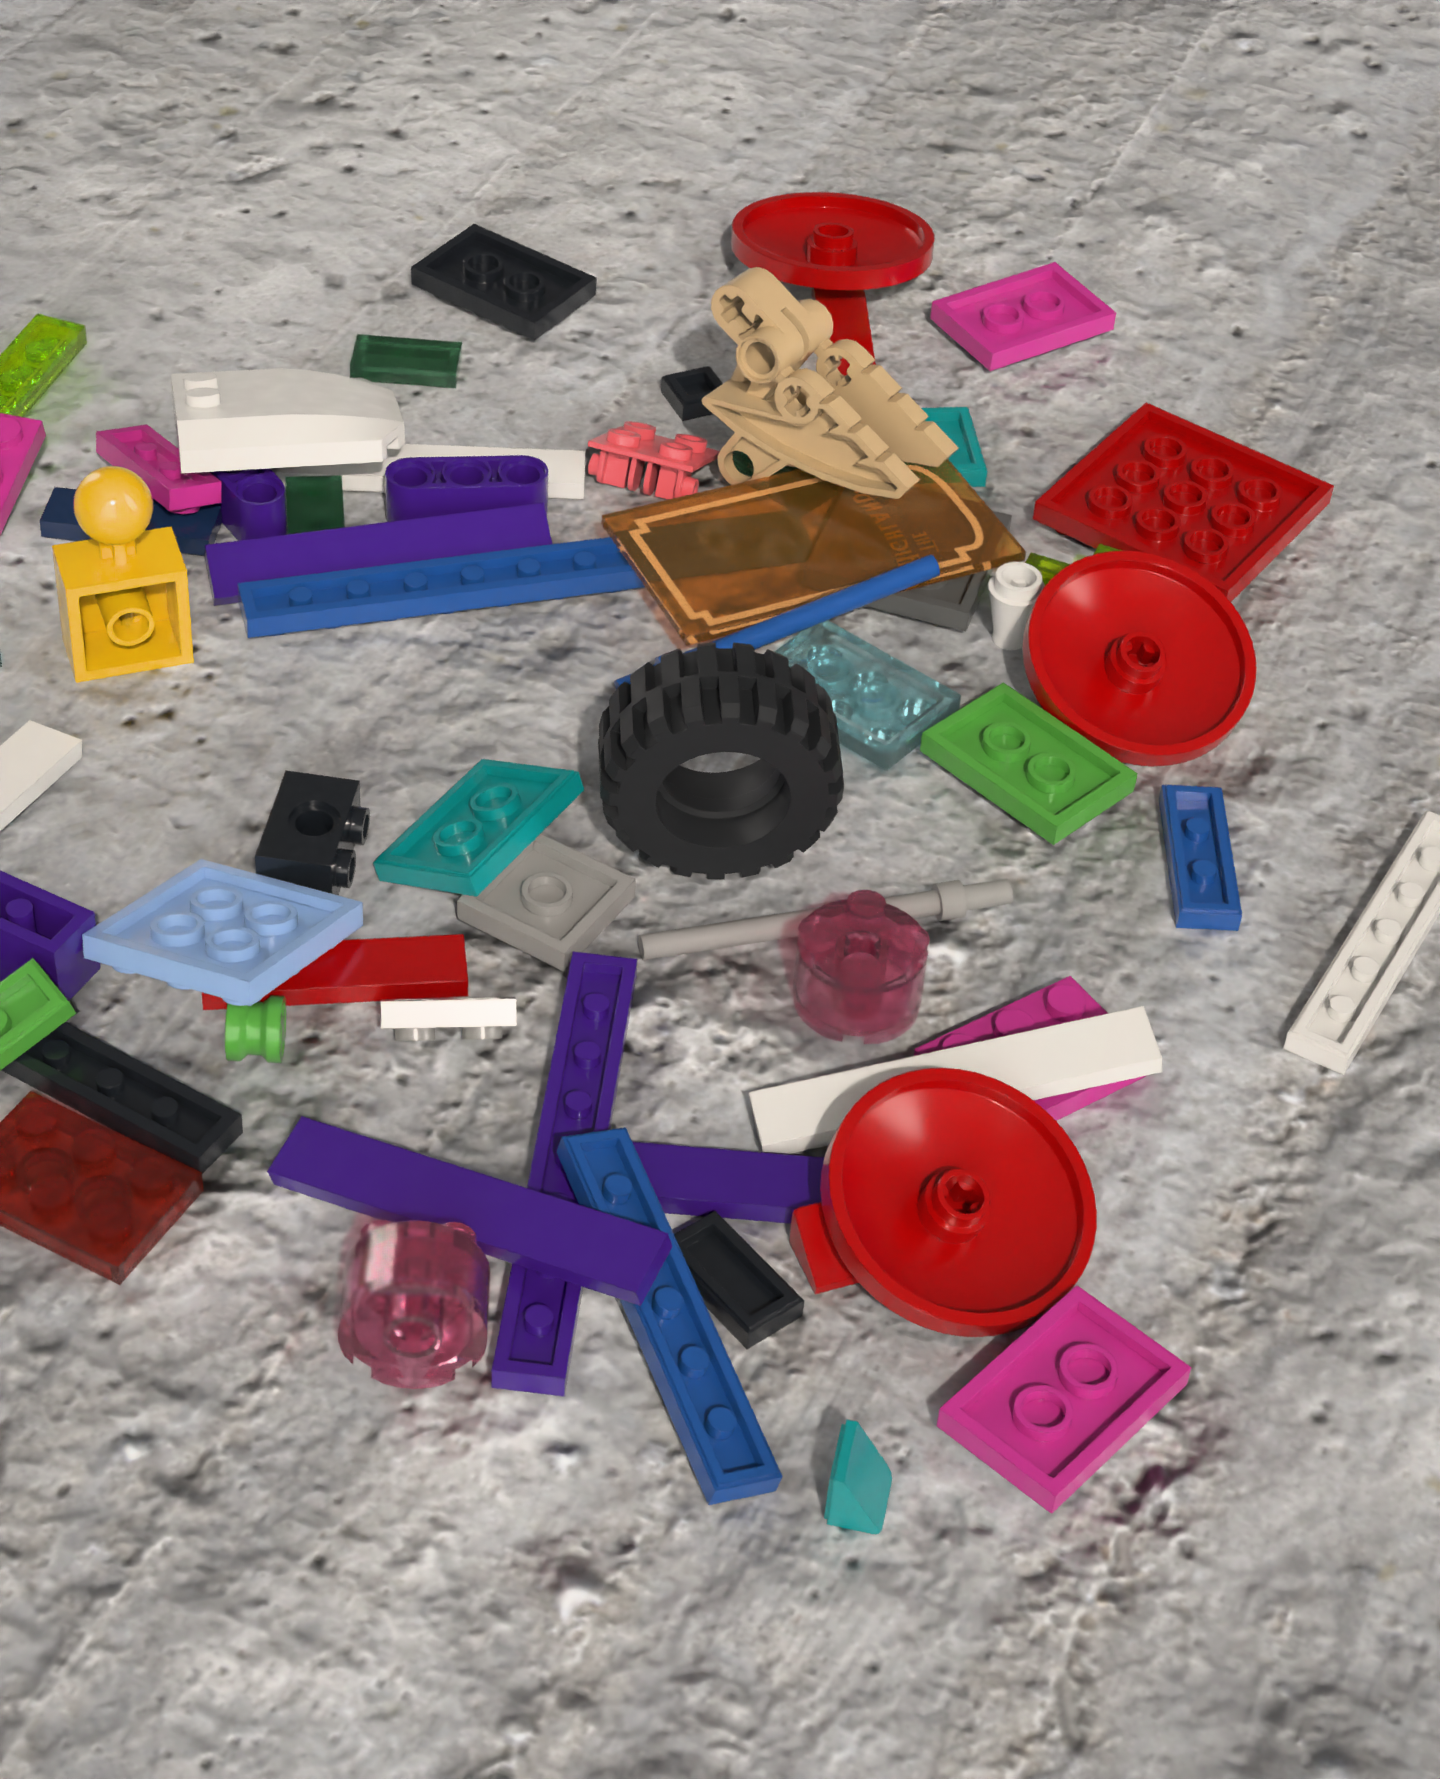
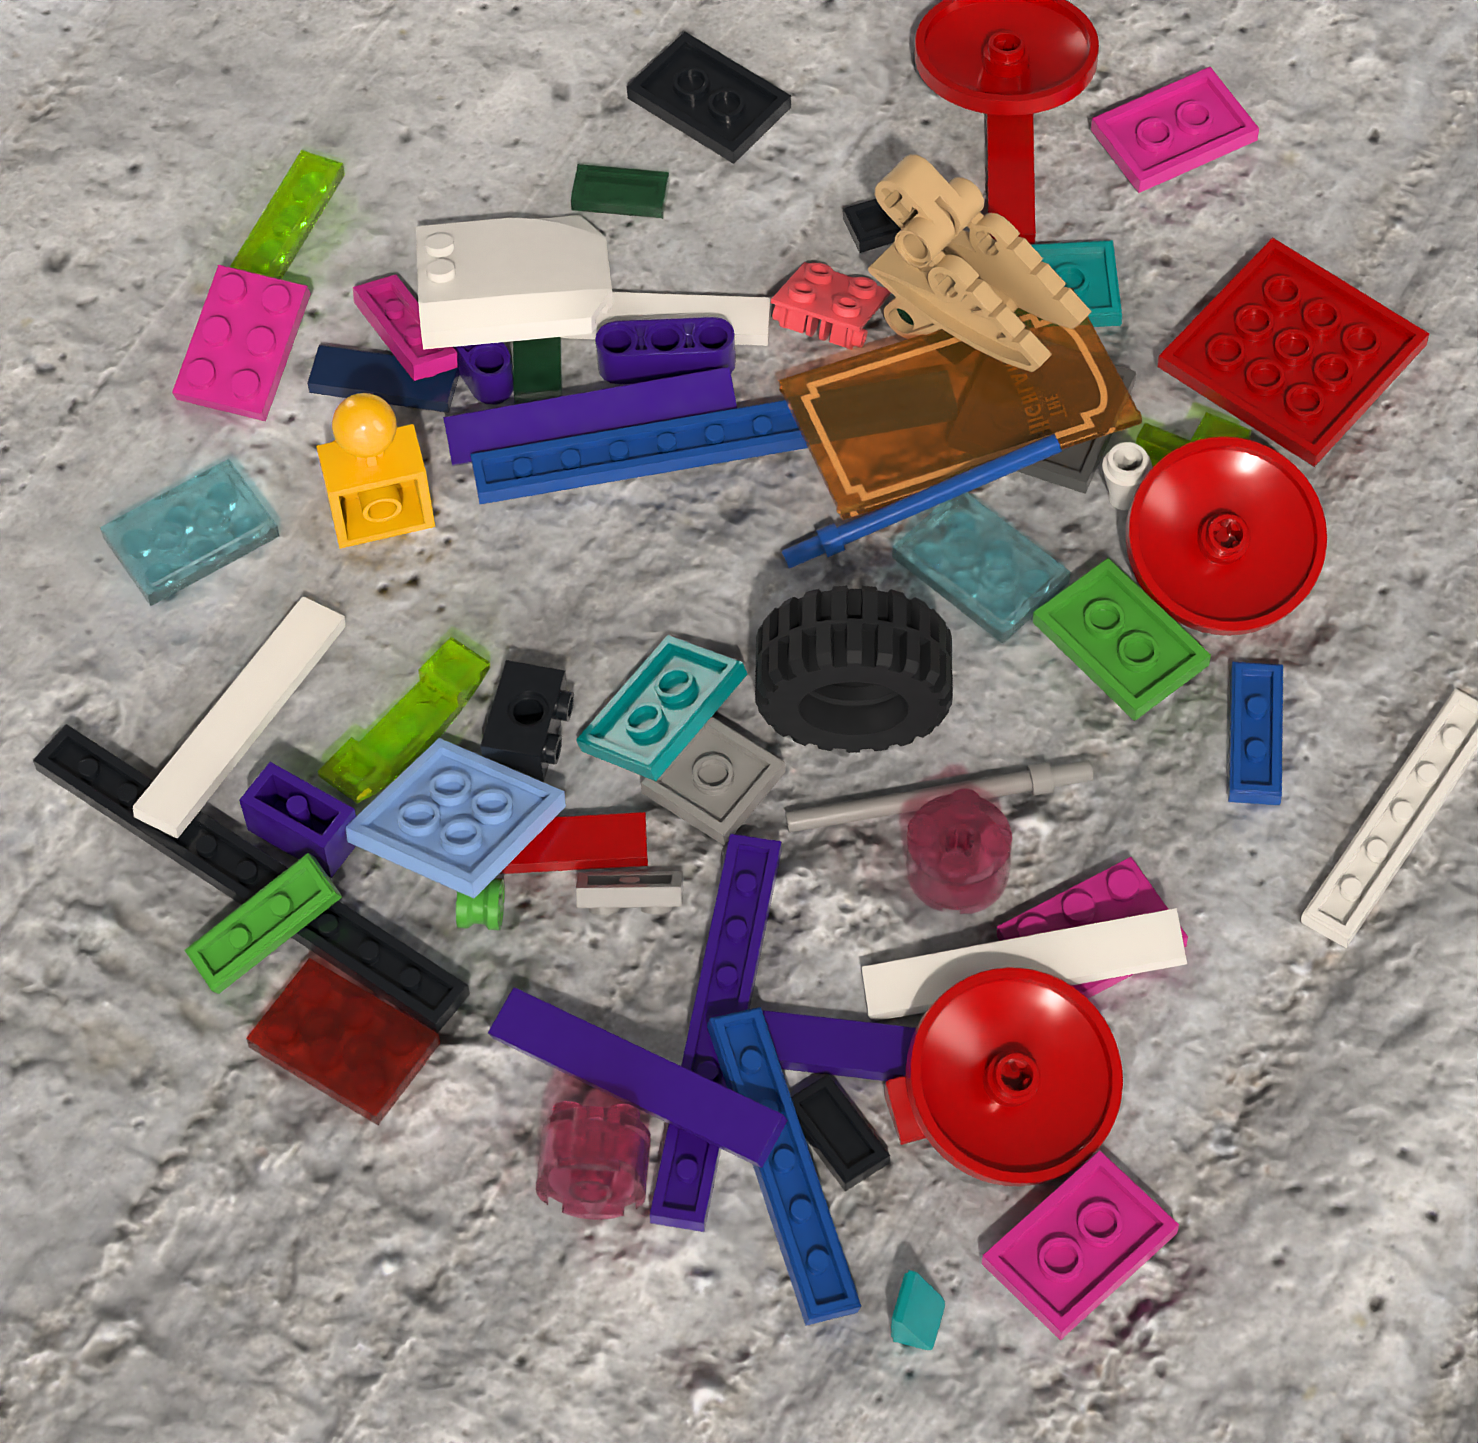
camera: 10 degrees right, 15 degrees up
(206, 813) = (410, 726): none -> clear neon green slope

